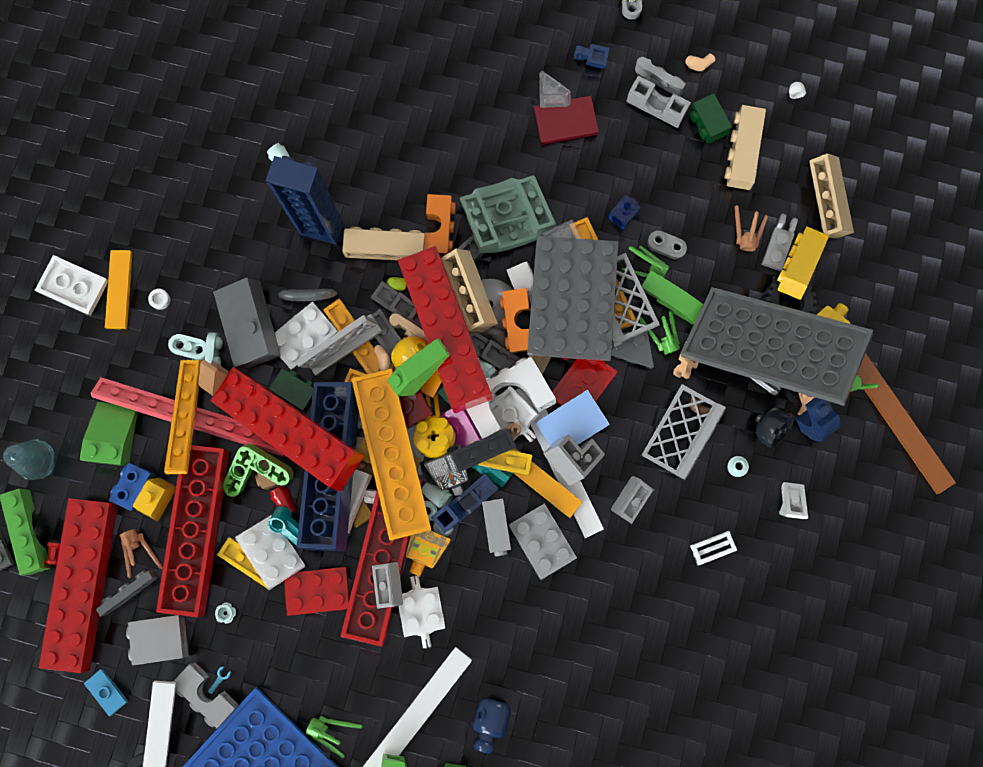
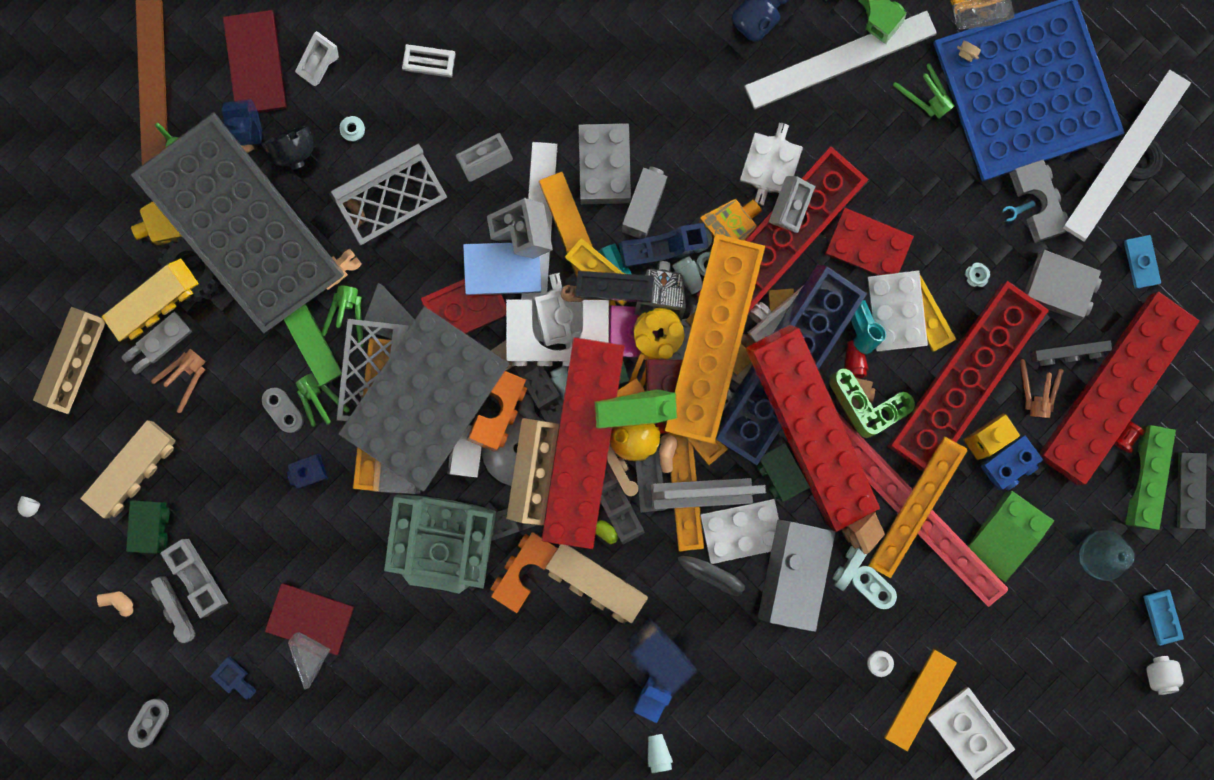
camera: 160 degrees left, 5 degrees up
(836, 476) = (255, 60): none -> dark red tile

